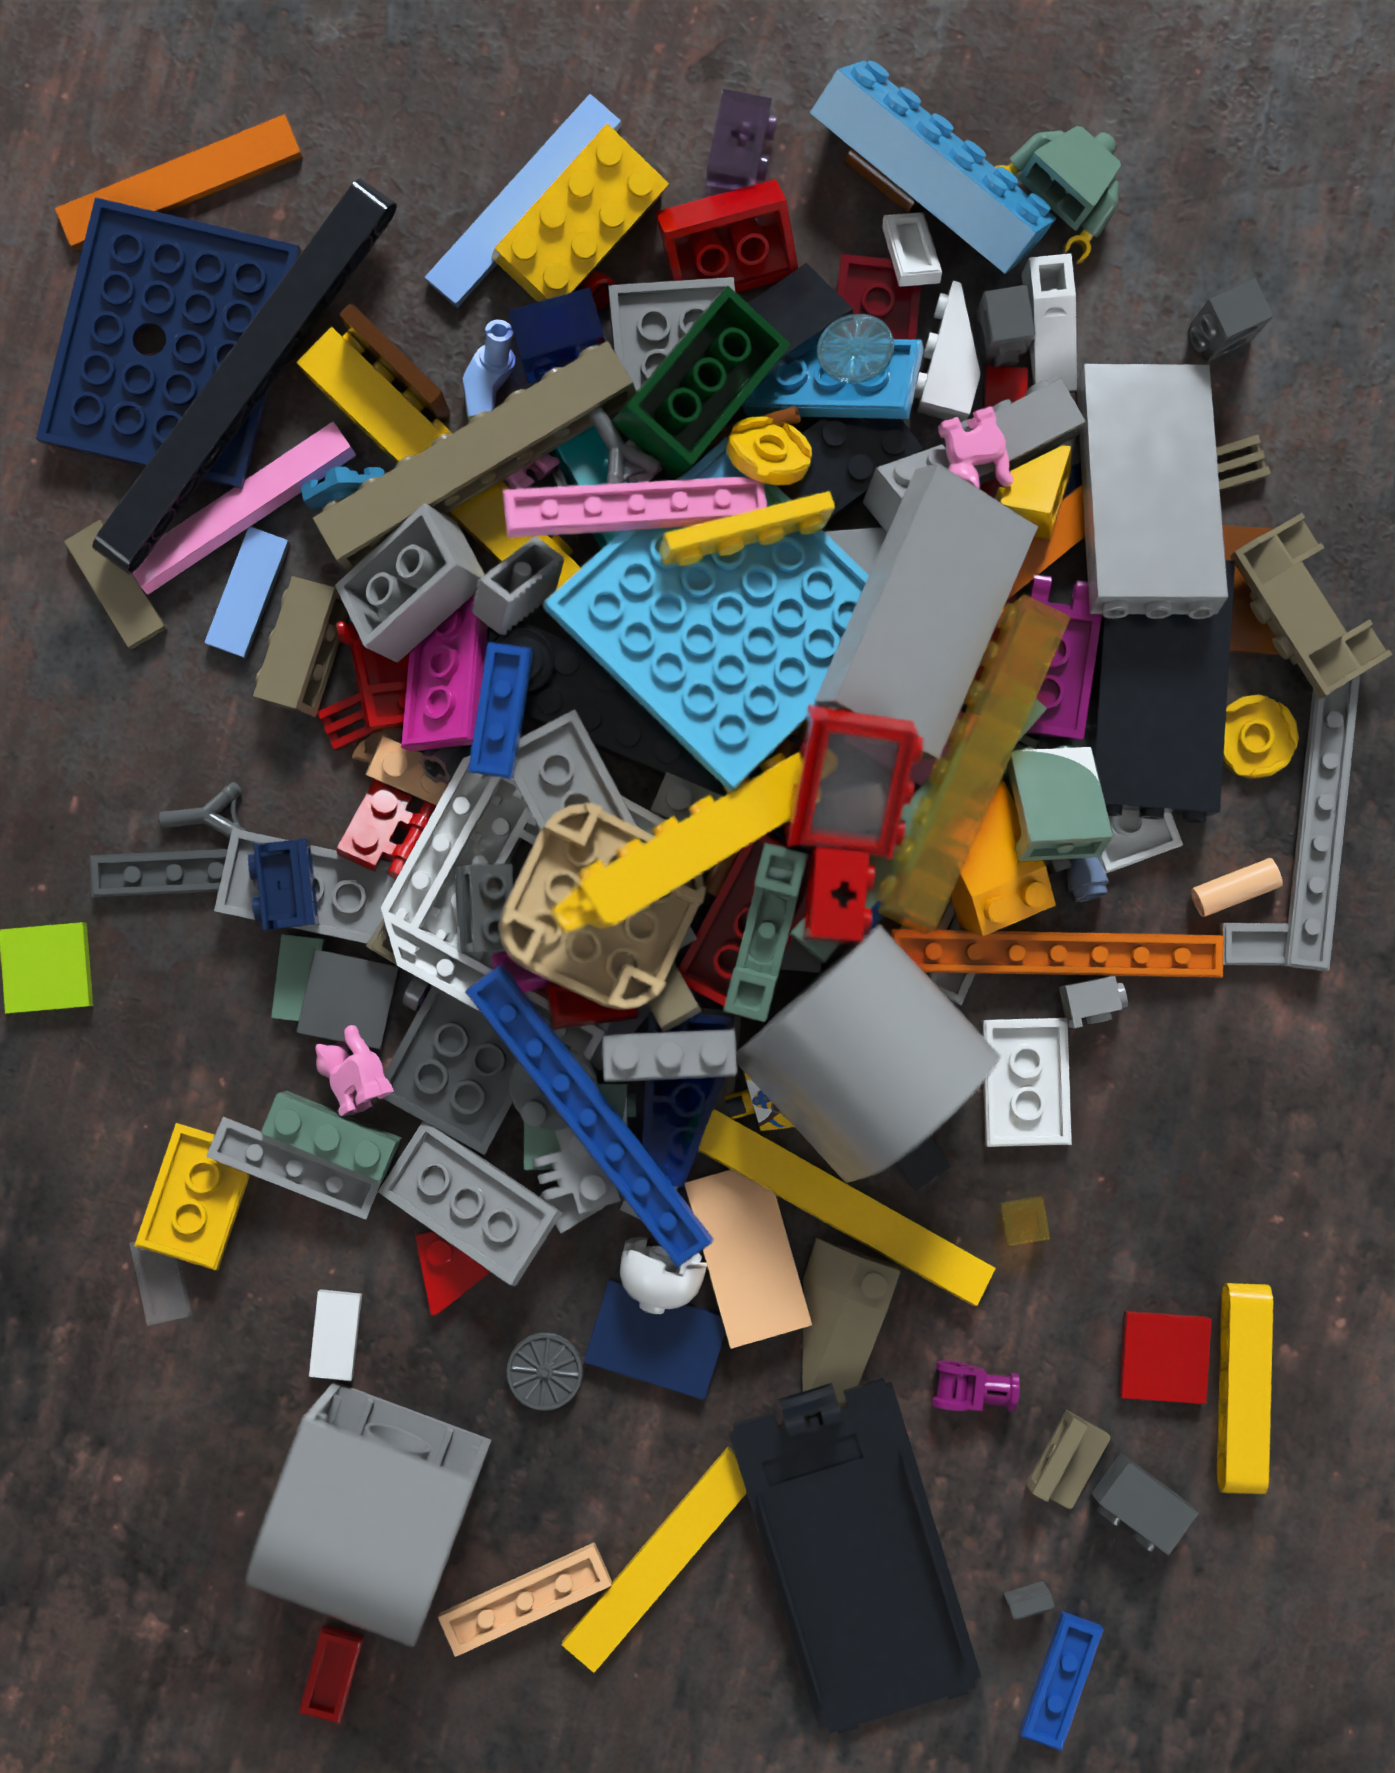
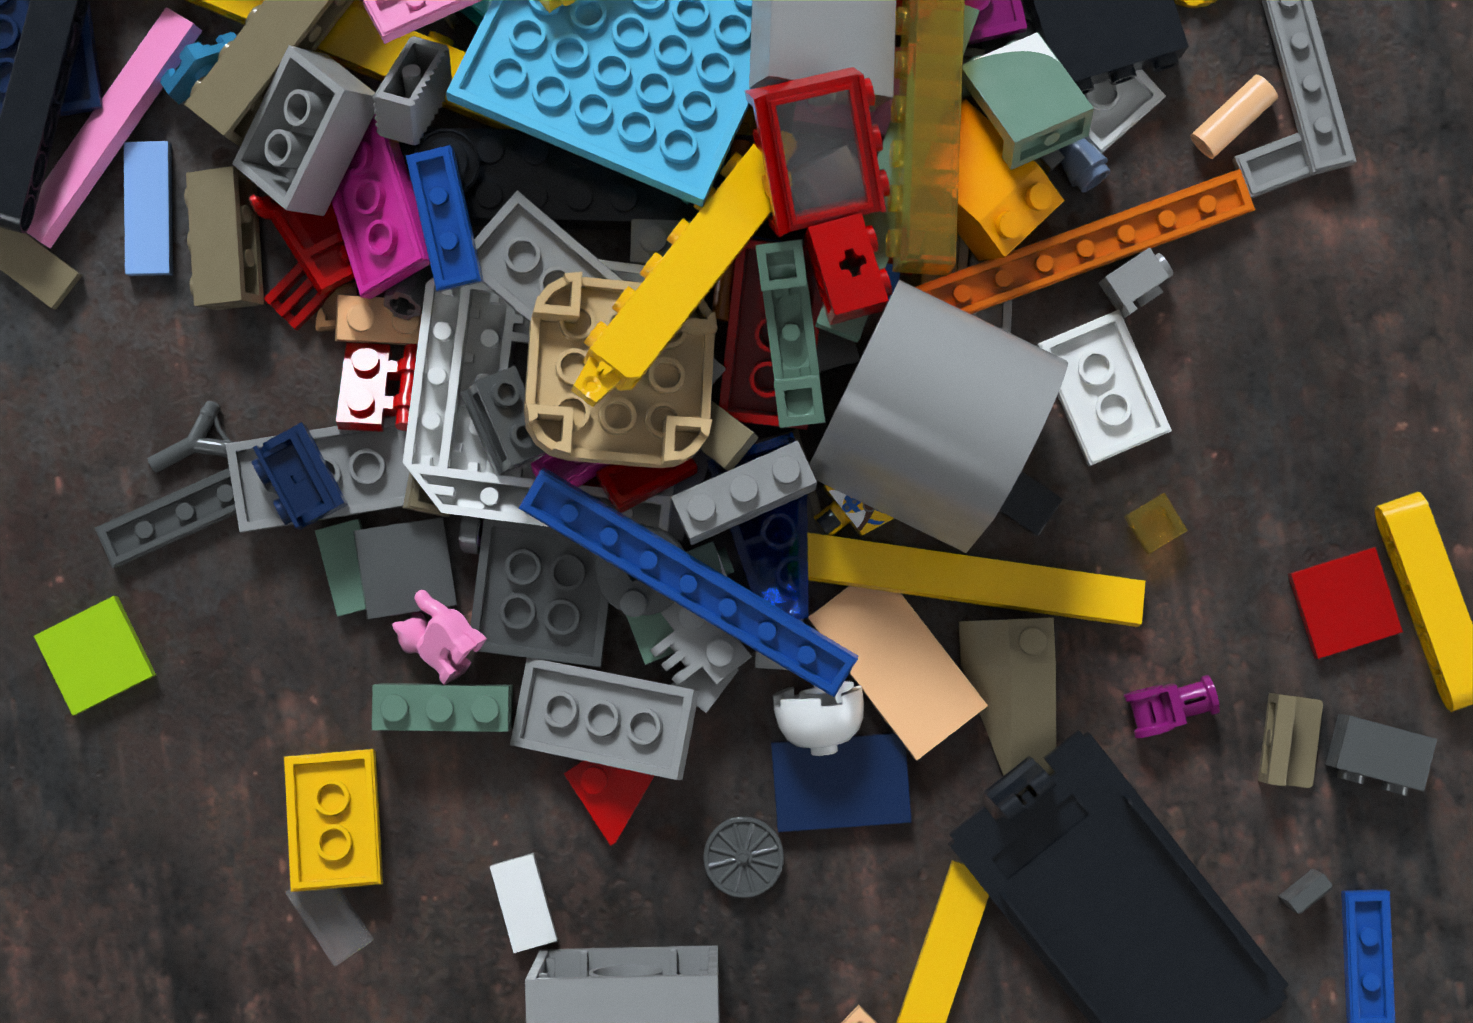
camera: 20 degrees left, 0 degrees up
(292, 1168) = (418, 753): light grey plate -> none

